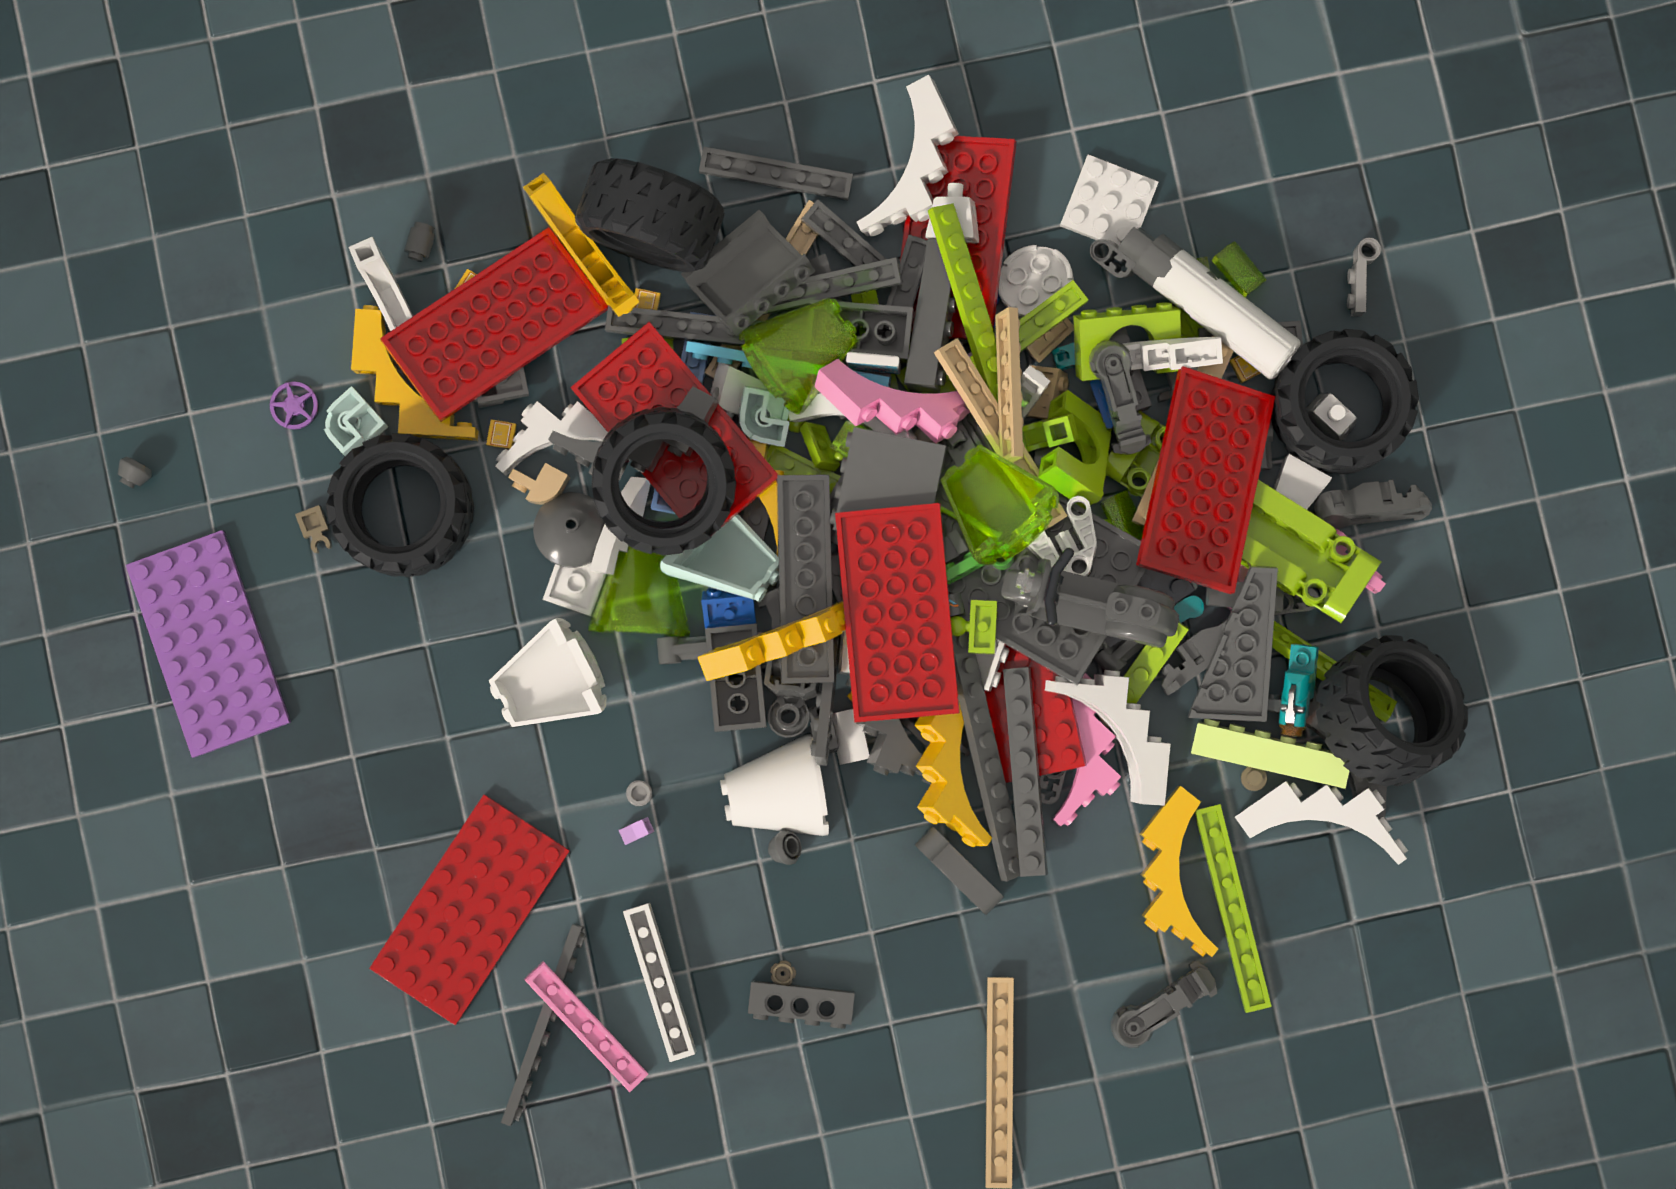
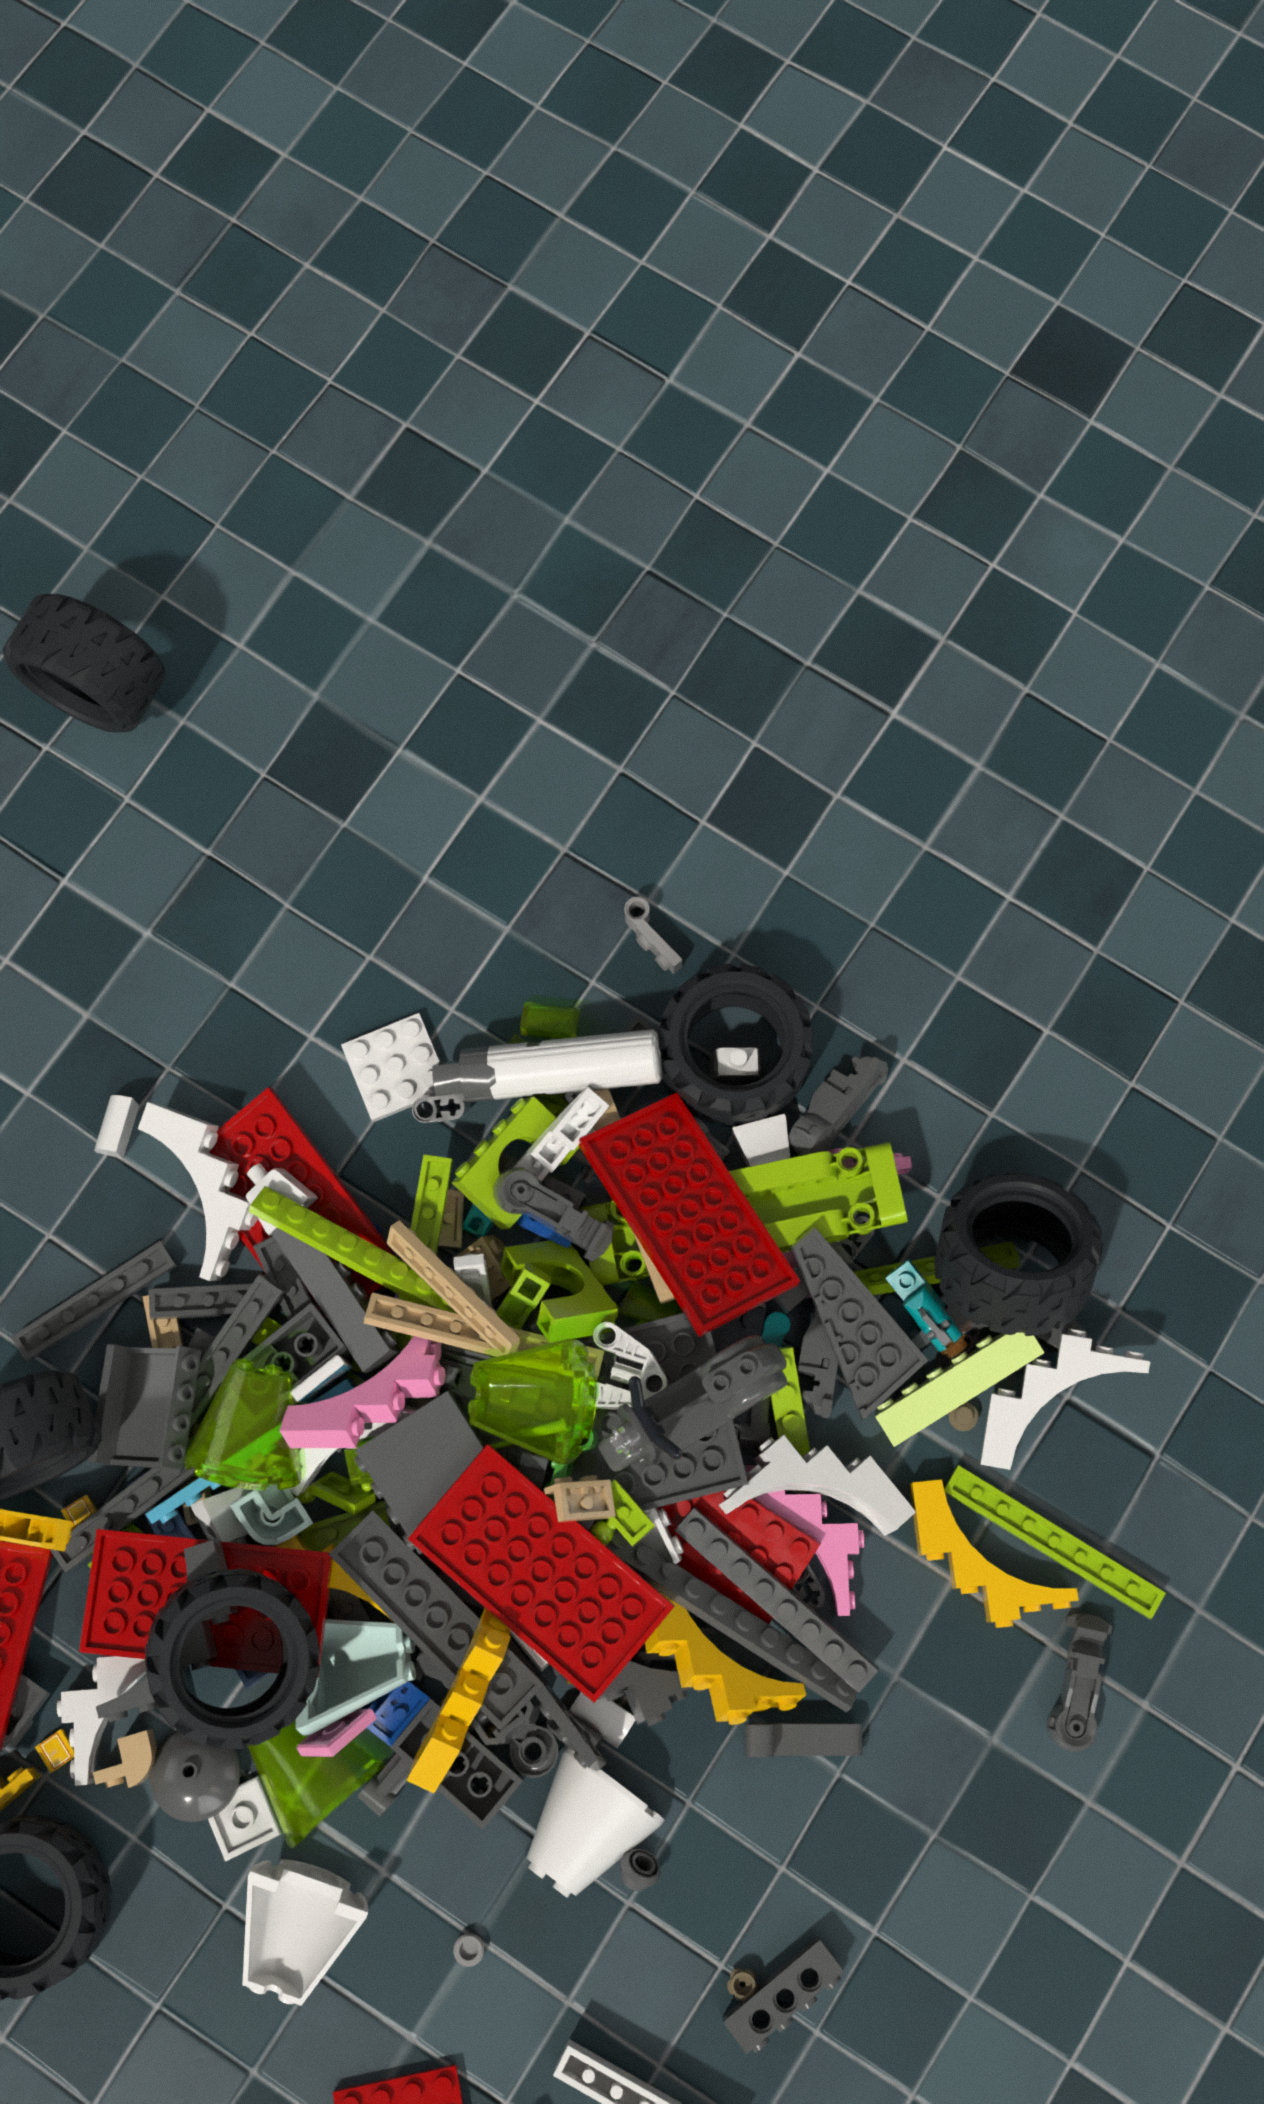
camera: 45 degrees left, 10 degrees down
(608, 545) = (225, 1693): white slope -> none
(636, 831) = (497, 1986): lavender piece -> none
(680, 589) = (336, 1735): none -> bright pink tile
(893, 71) = (117, 1126): none -> white brick
(965, 594) = (582, 1499): none -> tan bracket
(999, 1082) = (1015, 1891): tan plate -> none
(1032, 277) = (389, 1183): white tile -> none
(1243, 369) = (630, 1095): yellow tile -> none

